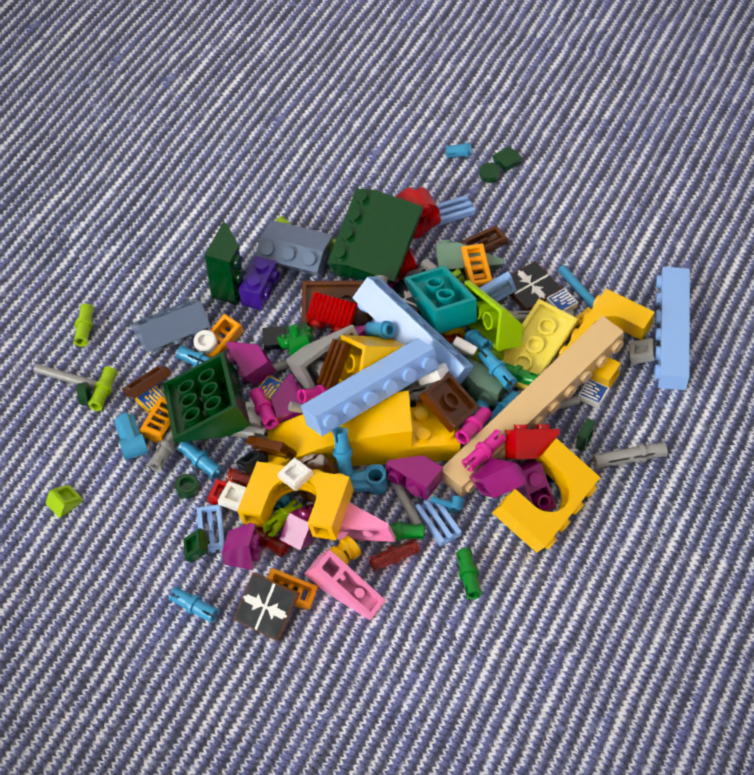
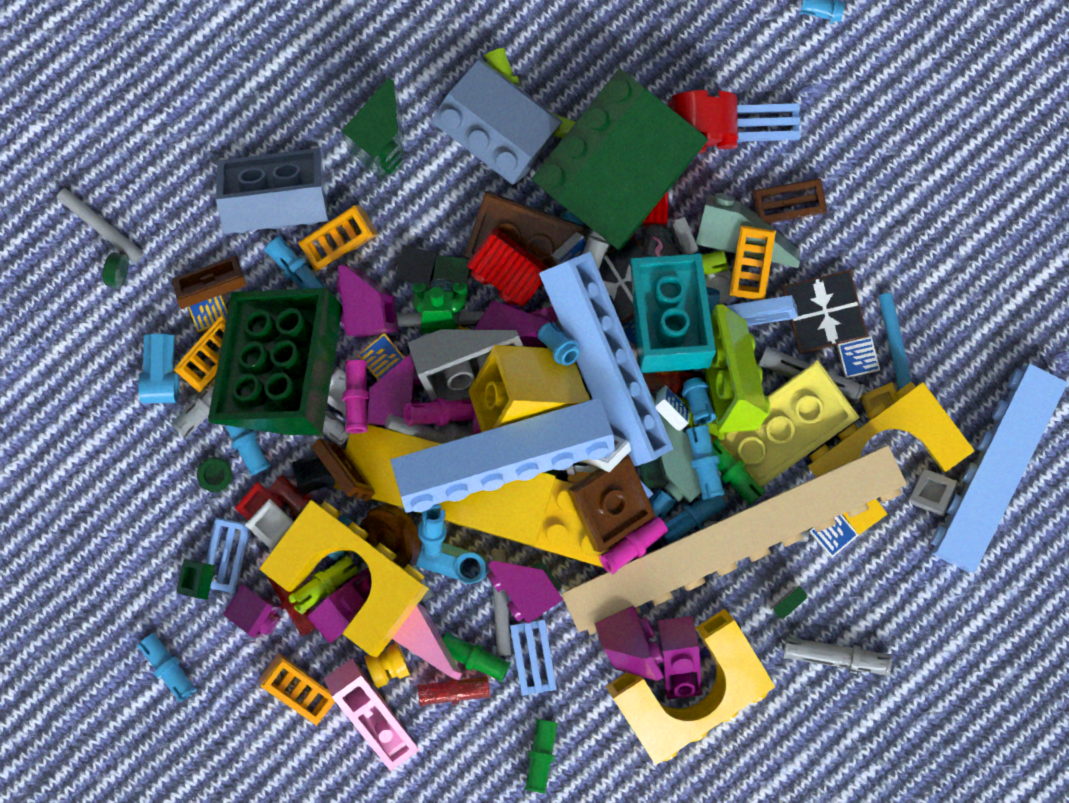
camera: 20 degrees right, 30 degrees up
(63, 500) = (43, 434): lime slope -> none
(83, 325) = (148, 143): lime pin -> none
(102, 388) = (144, 269): lime pin -> none
(205, 341) = (312, 244): white tile -> none
(258, 283) = (424, 163): dark purple brick -> none
(266, 606) = (257, 711): black tile -> none
(295, 474) = (352, 550): white tile -> none
(334, 363) = (469, 384): reddish brown tile -> none
(456, 503) = (565, 643): dark azure hand -> none
(483, 450) = (627, 598): dark pink pin -> none
(490, 172) = (854, 68): dark green tile -> none
(507, 158) = (893, 49): dark green tile -> none
(528, 443) = (697, 606): red slope -> none

